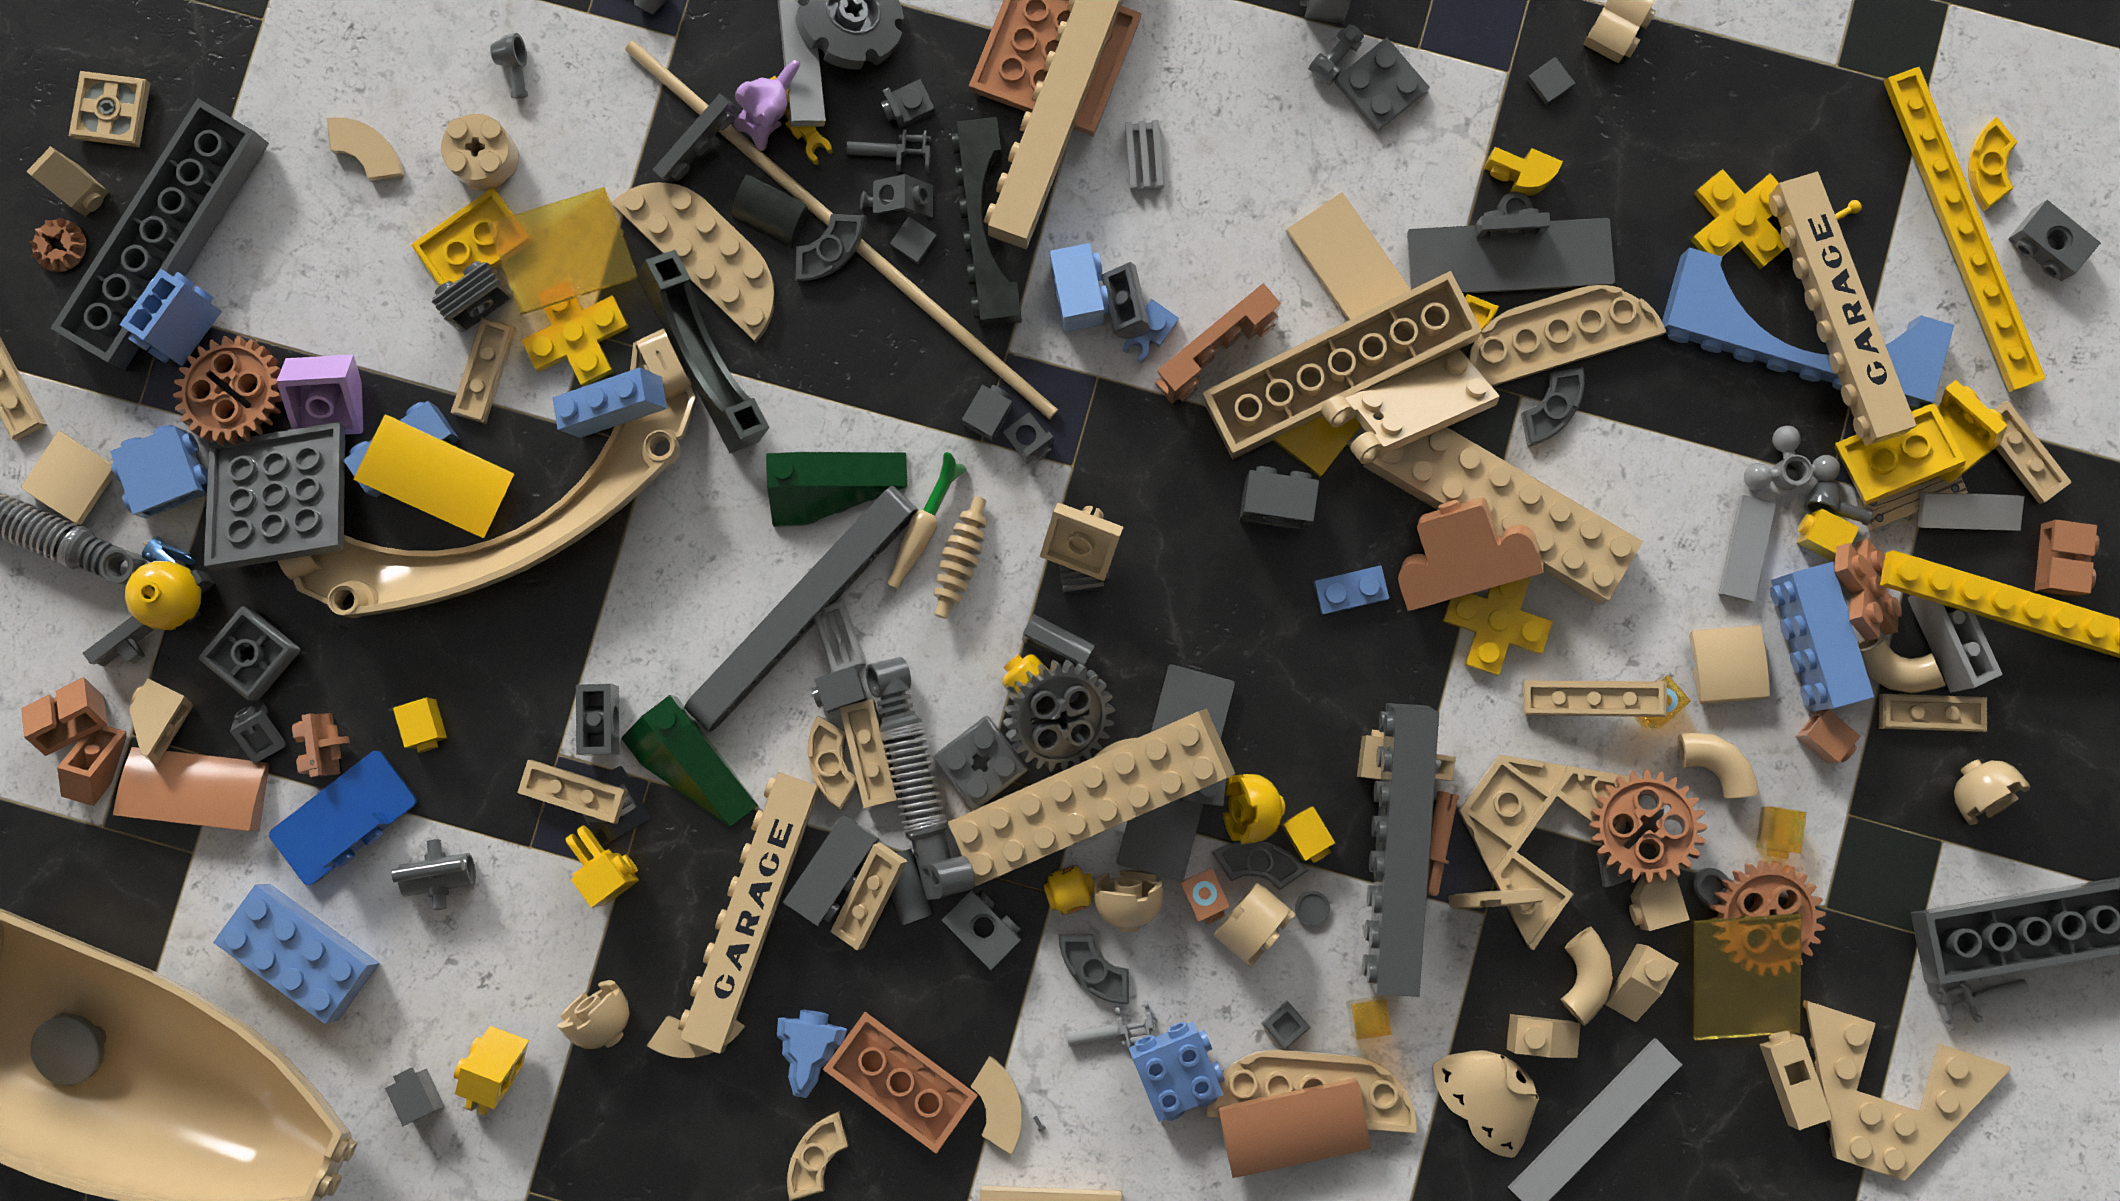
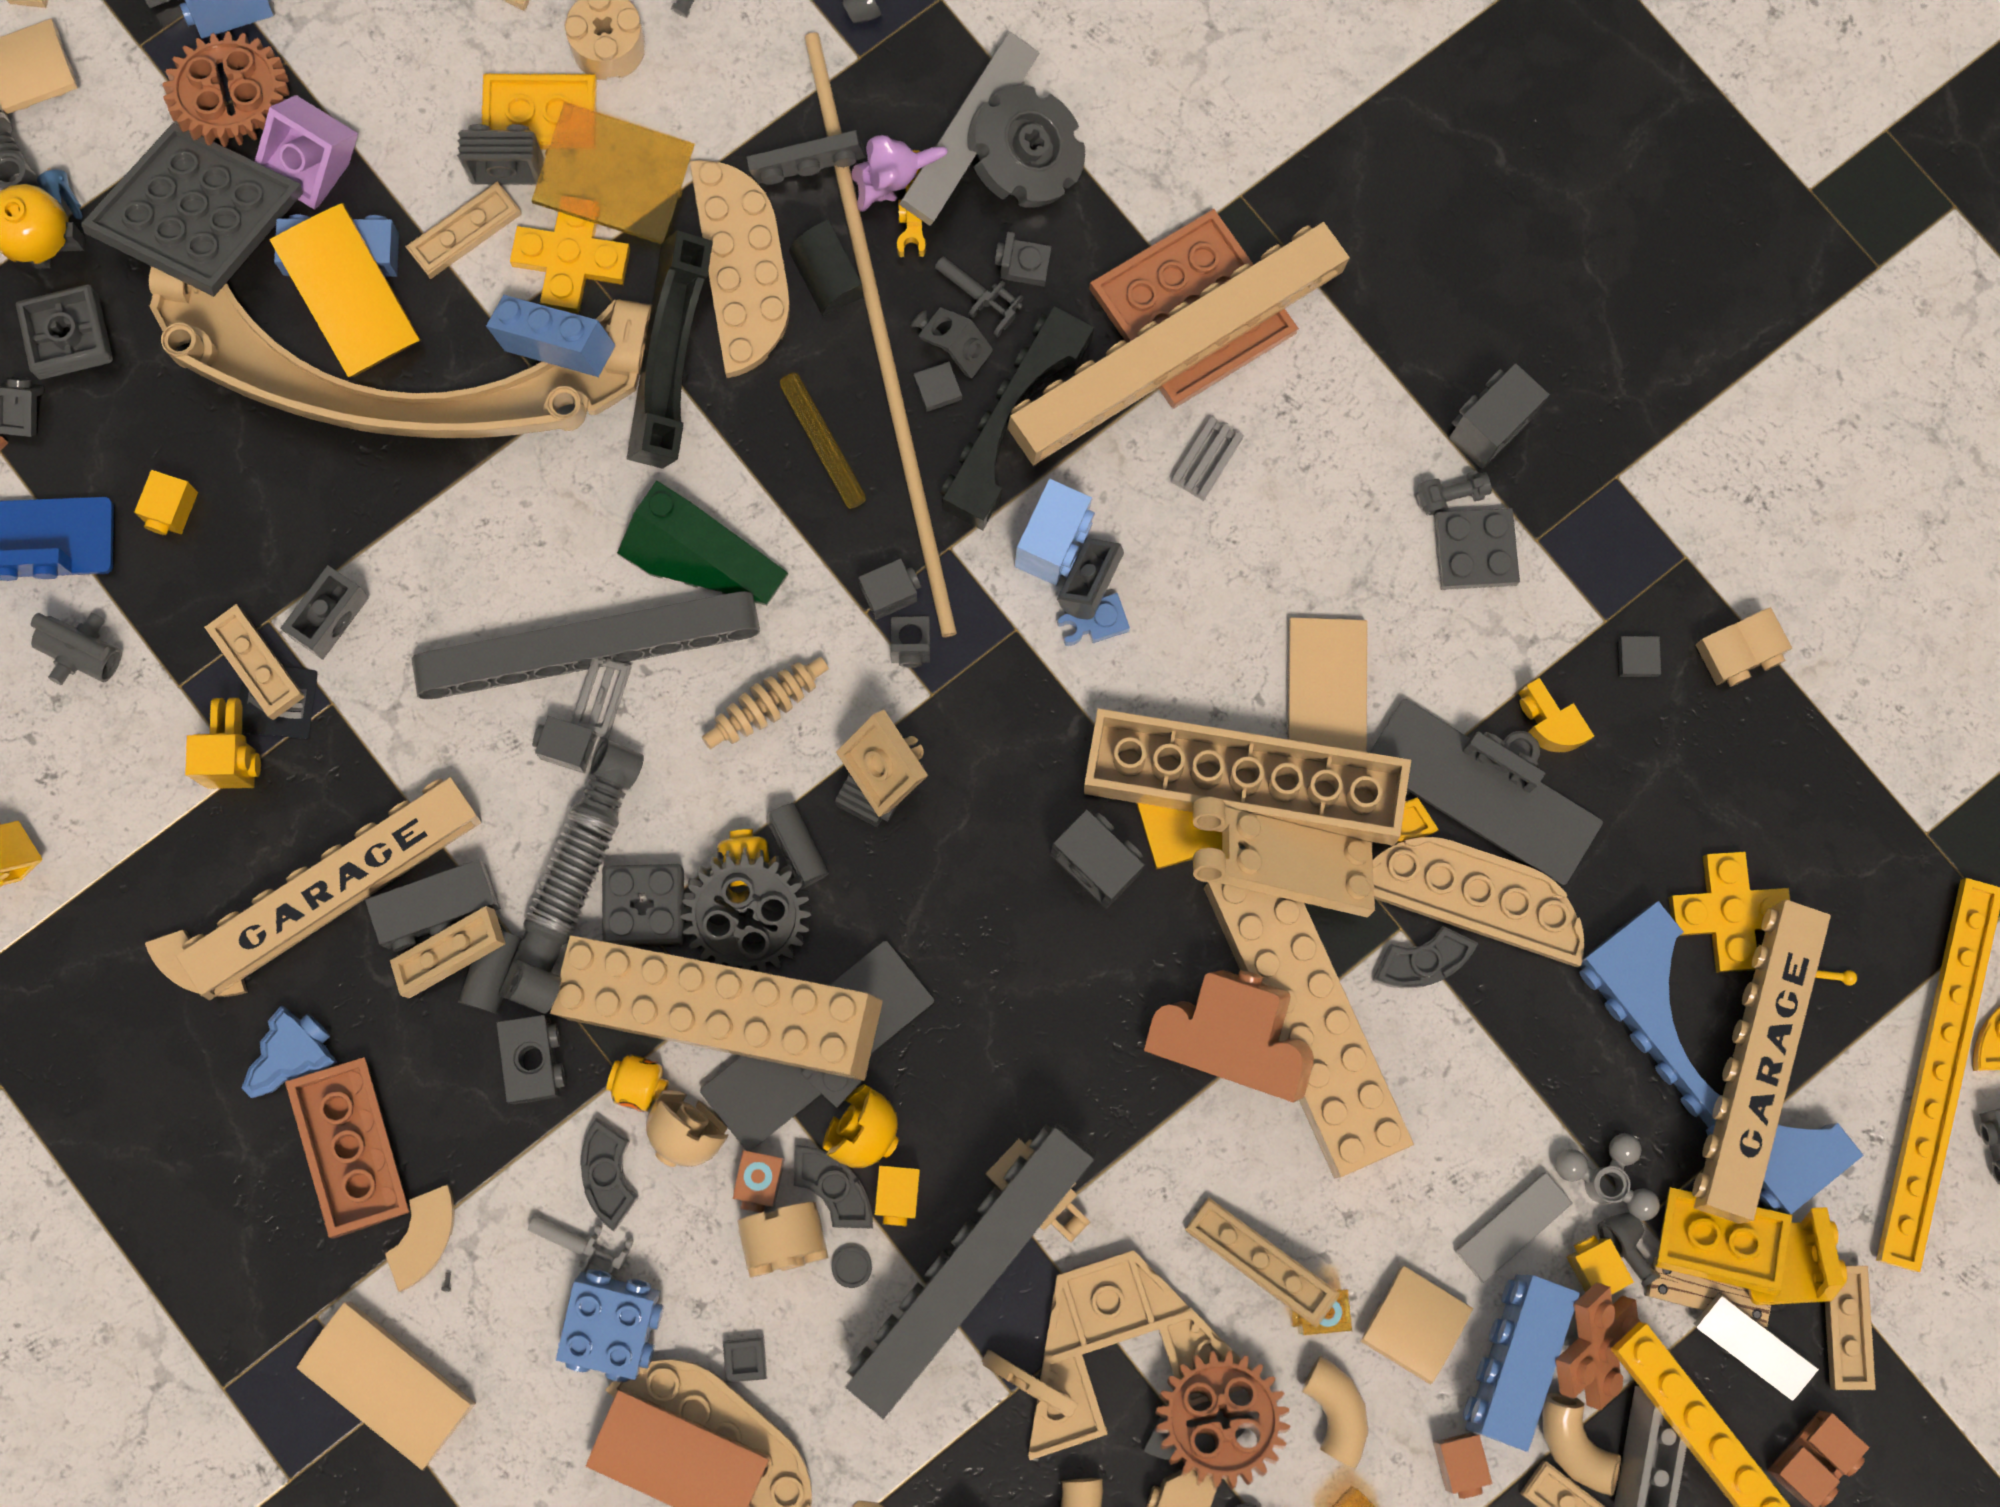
camera: 25 degrees right, 5 degrees down
(159, 471) = (109, 115): medium blue brick -> none
(321, 745) = (64, 458): nougat hips -> none
(596, 1018) = (117, 883): tan cylinder -> none
(681, 754) = (378, 701): dark green wedge -> none
(813, 1154) = (218, 1157): tan tile -> none
(829, 764) = (505, 804): tan tile -> none
(832, 249) = (856, 342): dark grey tile -> none
(859, 338) = (822, 440): none -> clear yellow axle
(868, 754) = (546, 820): tan plate -> none
(924, 522) = (757, 647): tan piece -> none
(1251, 316) = (1200, 670): nougat piece -> none
(1351, 590) = (1107, 995): medium blue plate -> none
(1368, 1017) = (826, 1409): clear yellow brick -> none
(1440, 836) = (1013, 1292): nougat axle -> none
(1497, 624) = (1222, 1125): yellow plate -> none

